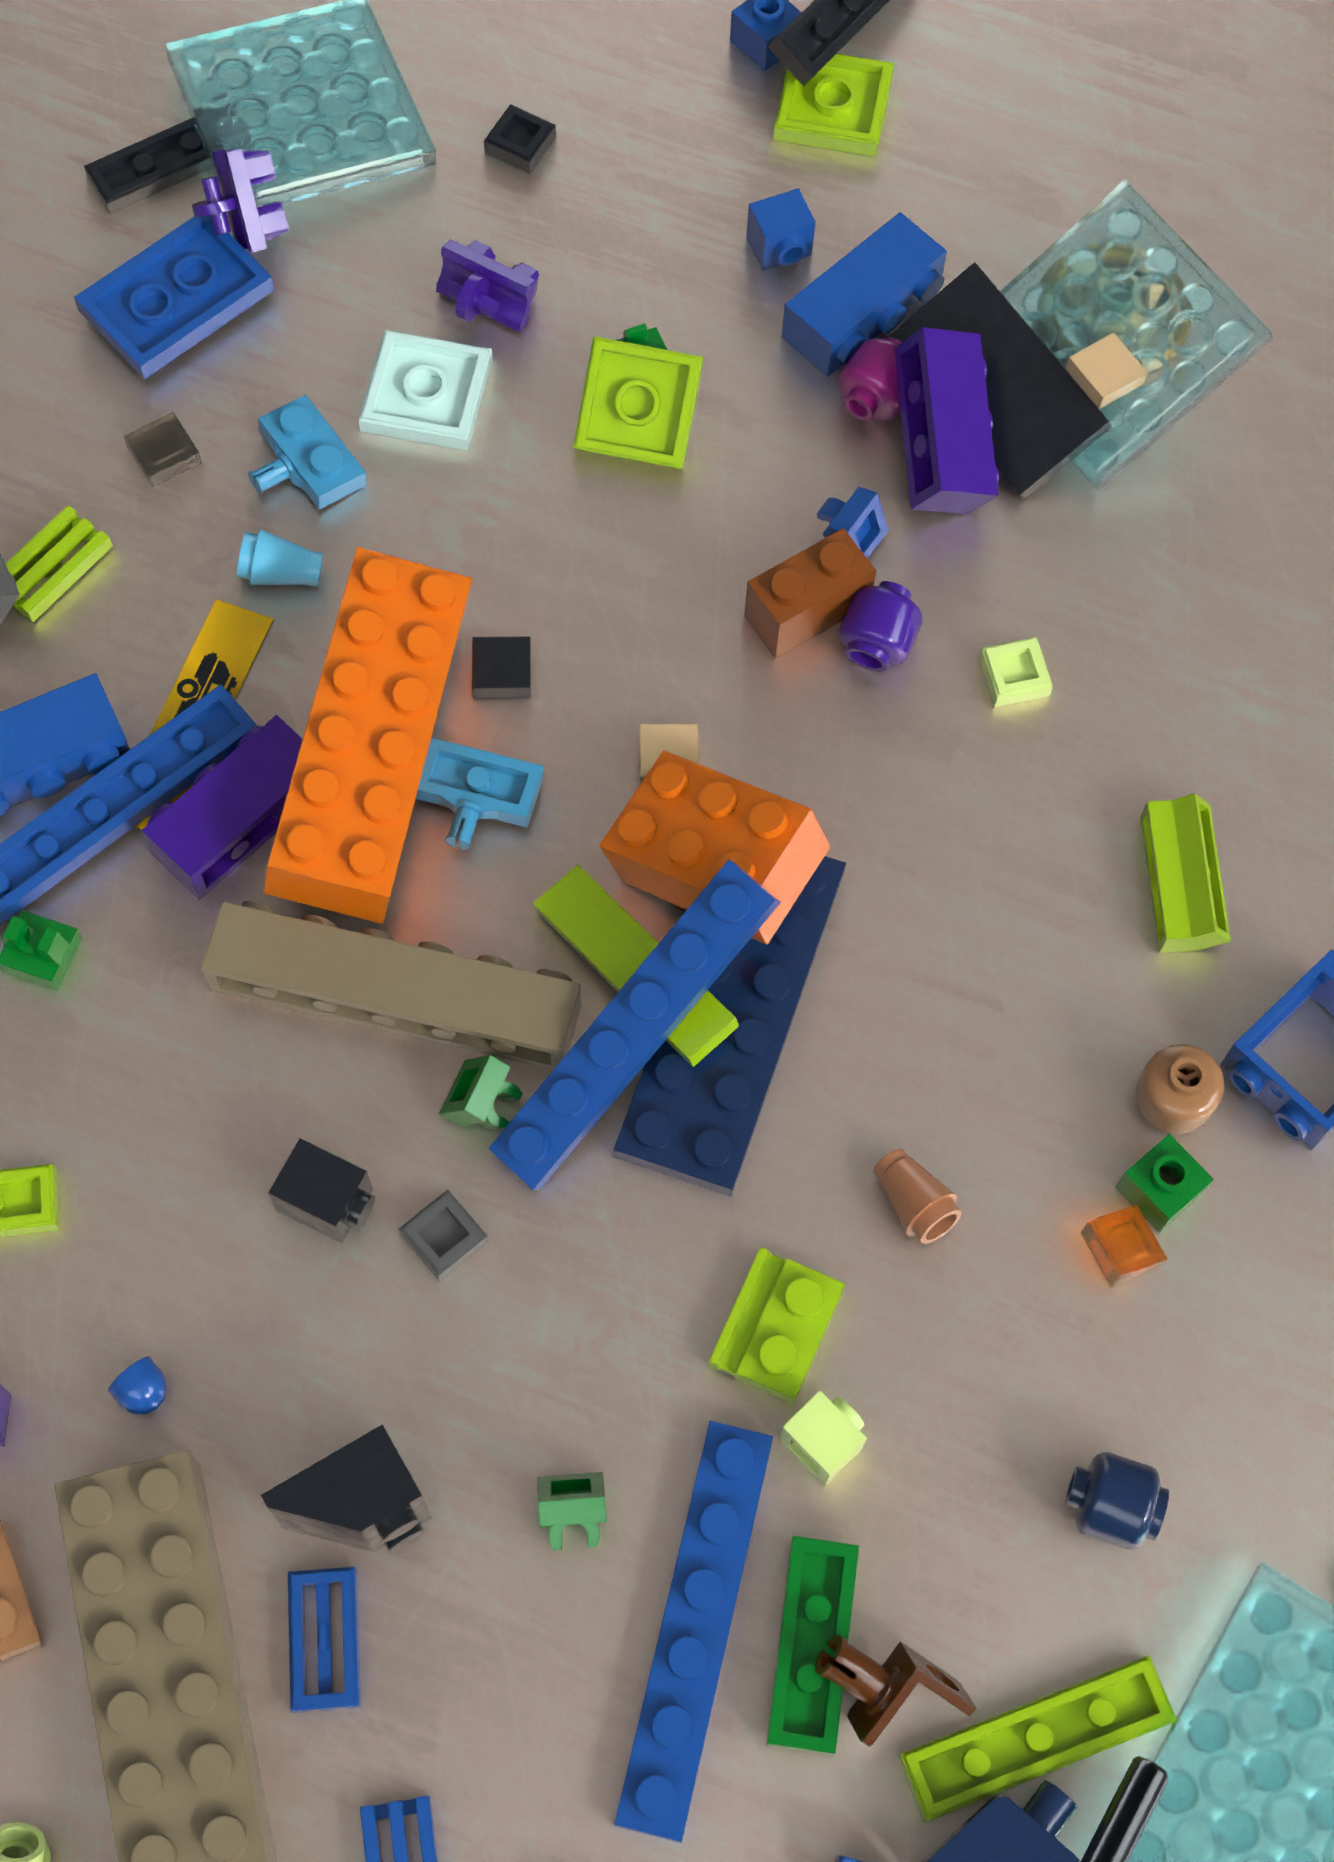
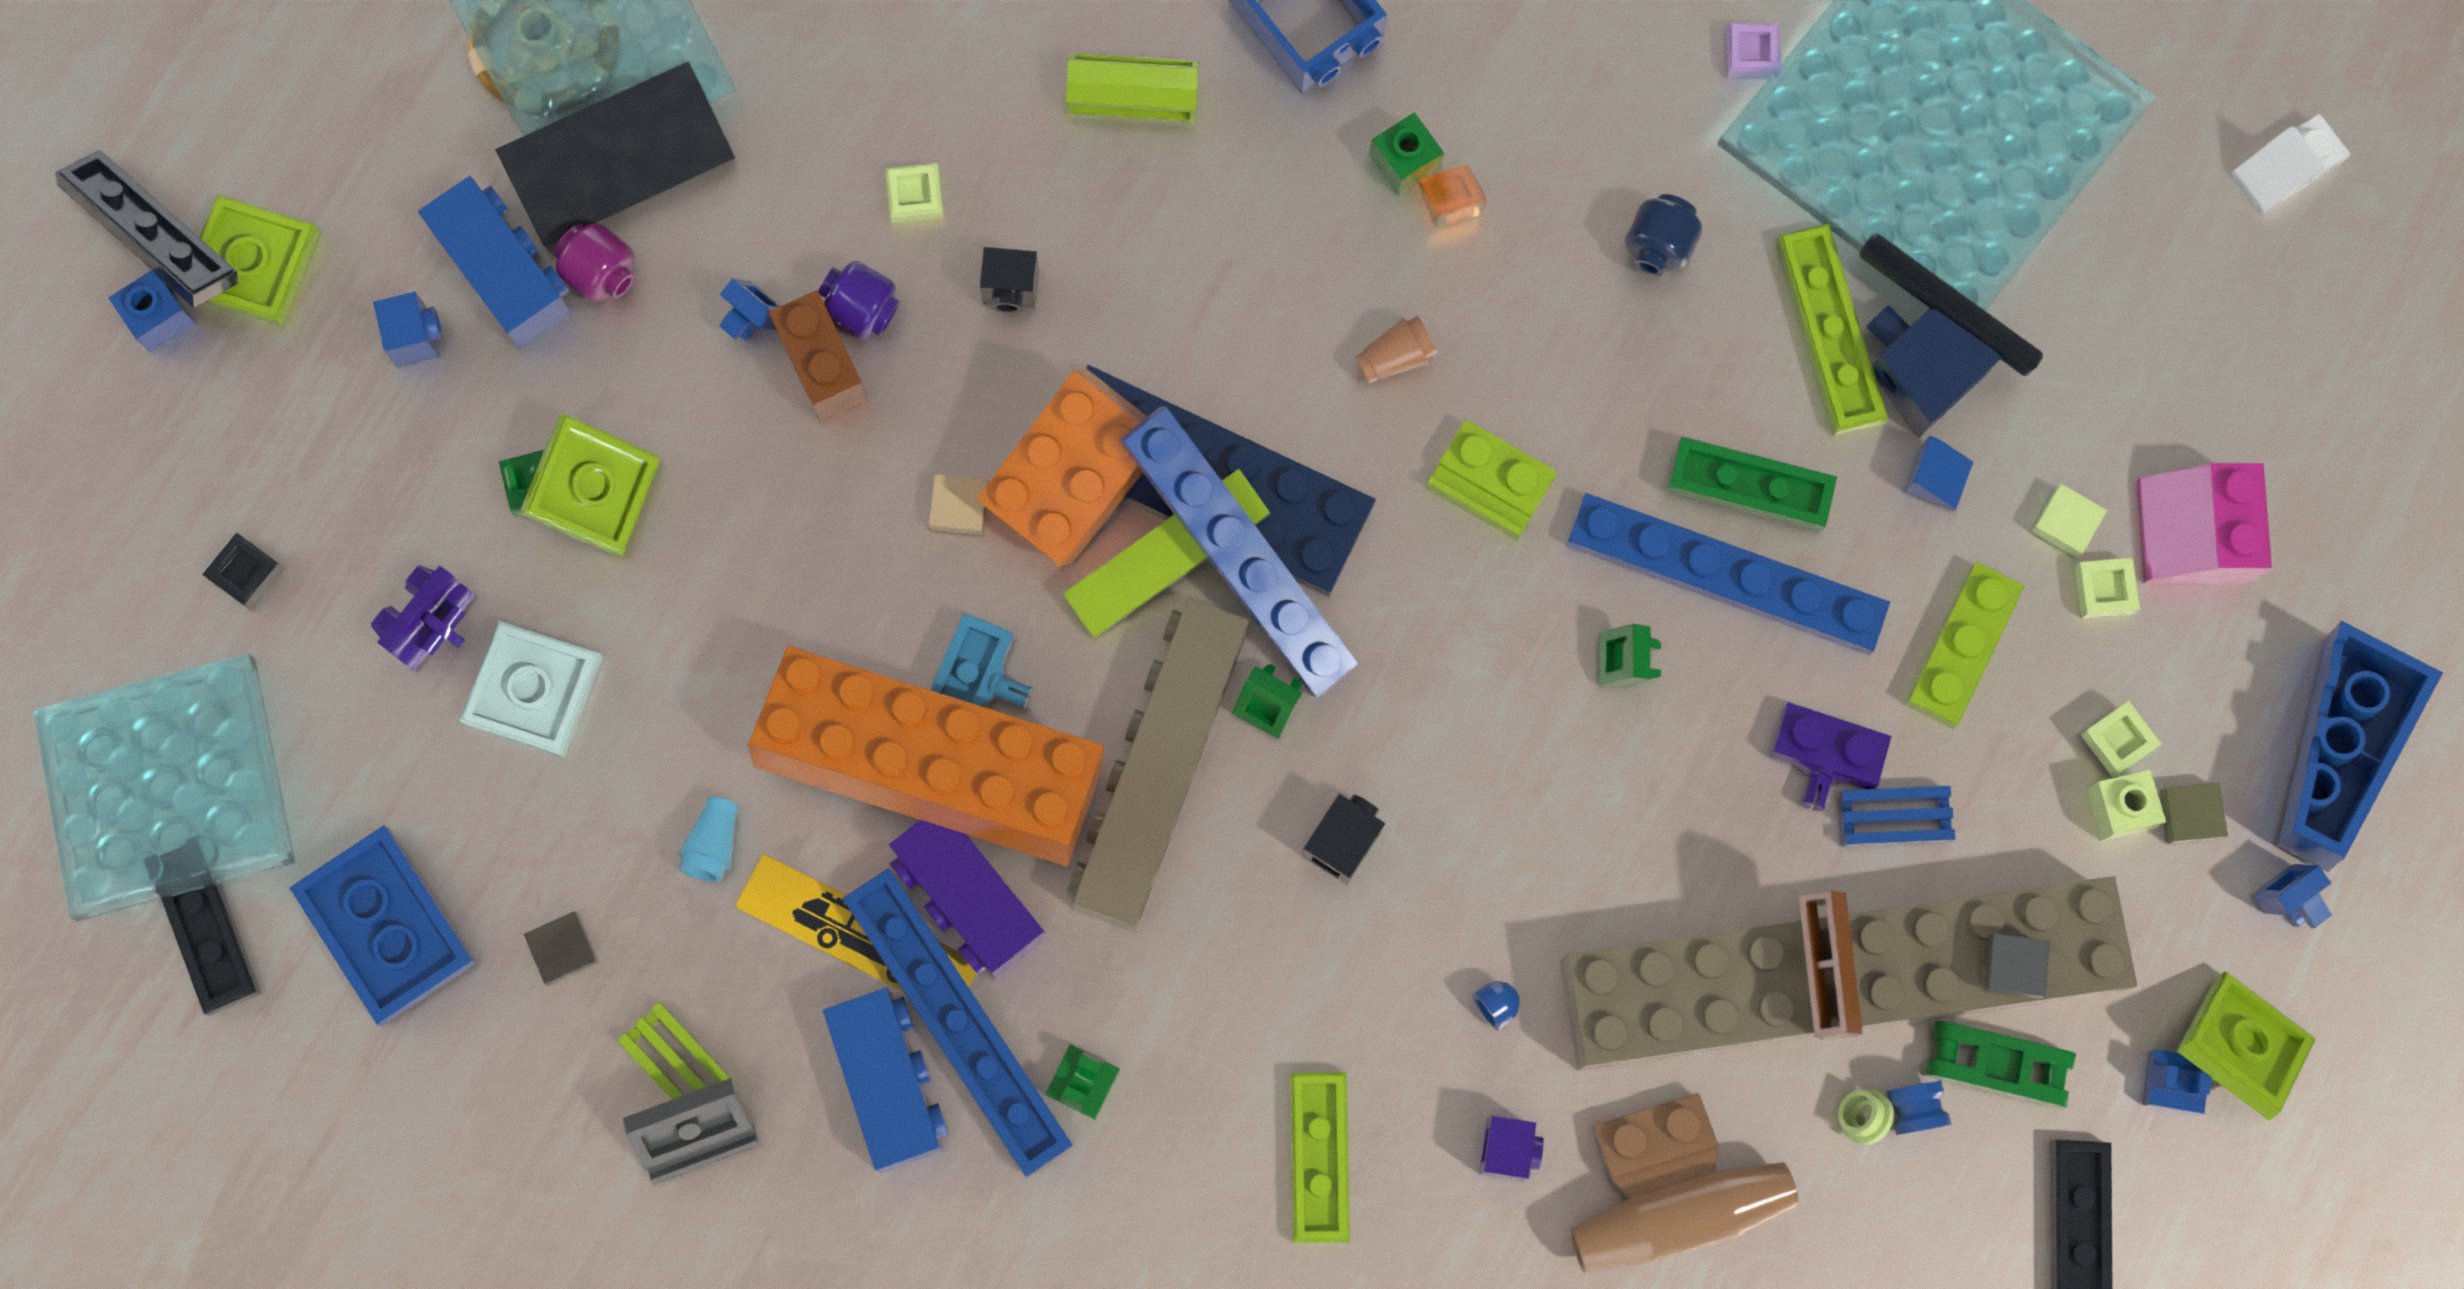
camera: 85 degrees left, 10 degrees up
(172, 1765) = (1841, 963): none -> dark orange piece
(237, 174) = (296, 852): hips -> none
(307, 455) = (590, 807): dark azure plate -> none
(326, 1698) = (1667, 865): blue tile -> none
(354, 1497) = (1615, 820): black slope -> none
(443, 1235) = (1387, 743): dark grey tile -> none
(479, 1777) = (1828, 751): none -> dark purple plate
(501, 667) = (850, 640): black tile -> none
(824, 1436) = (1591, 451): yellowish green plate -> none
(884, 1687) = (1793, 430): reddish brown bracket -> none
(929, 770) = (1009, 279): none -> black plate
(946, 421) = (663, 206): dark purple brick -> none
(1106, 370) = (639, 52): tan tile -> none
(1180, 1089) = (1331, 124): medium nougat head -> none

